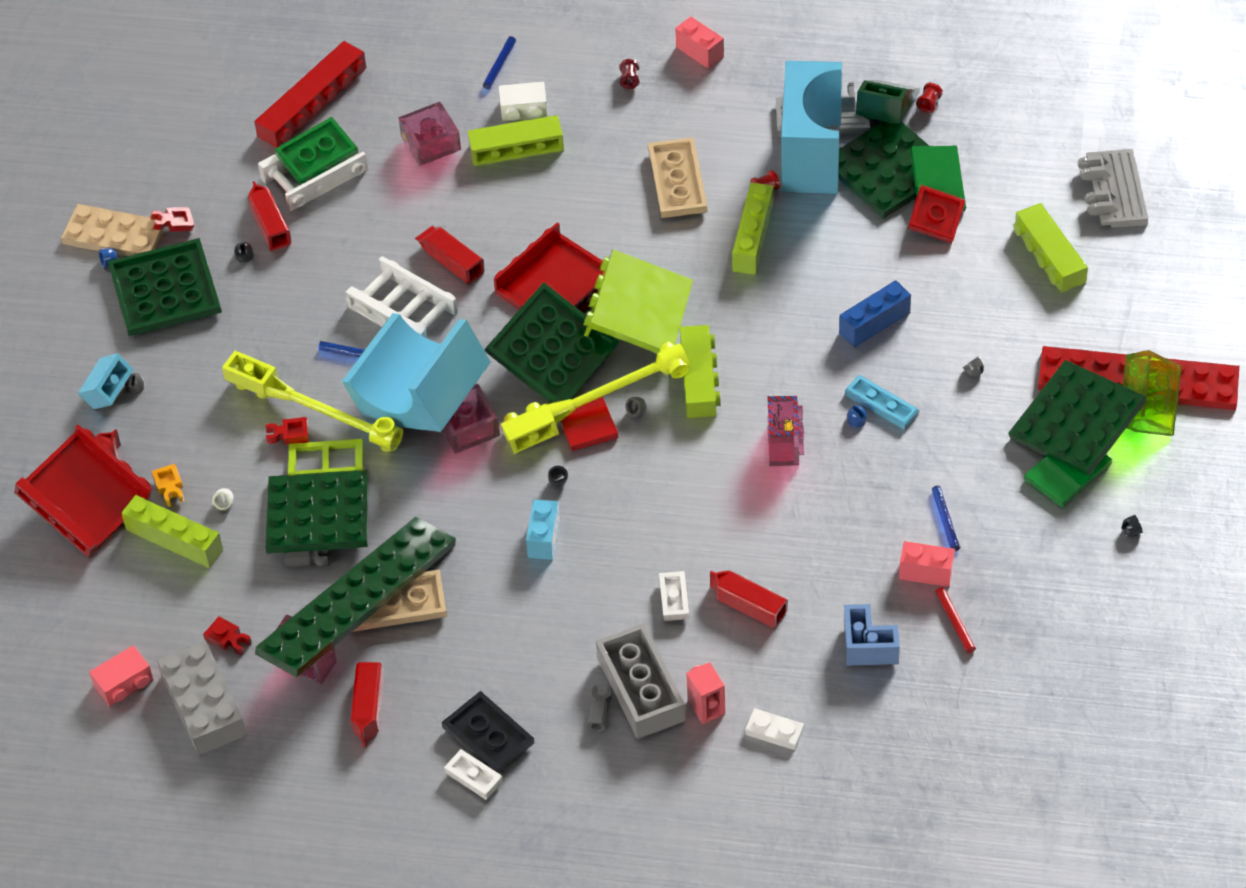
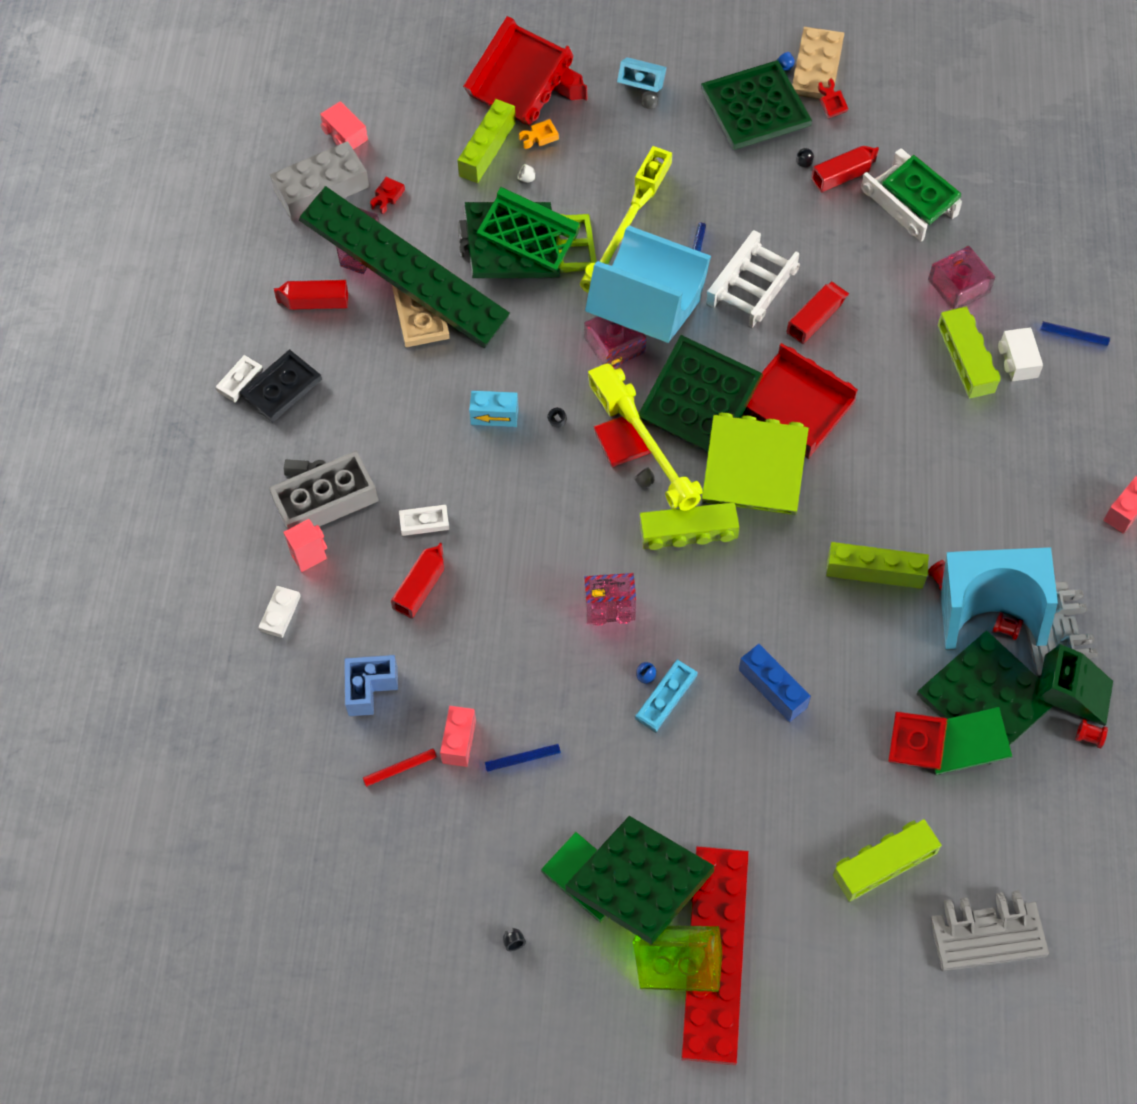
camera: 85 degrees right, 10 degrees up
(292, 431) = (599, 212): red plate -> none
(302, 471) = (540, 216): none -> green fence
(310, 94) = (1002, 183): red brick -> none
(629, 74) = (1076, 444): dark red bush -> none
(677, 177) = (940, 496): tan plate -> none
(974, 367) = (716, 781): dark grey hinge -> none

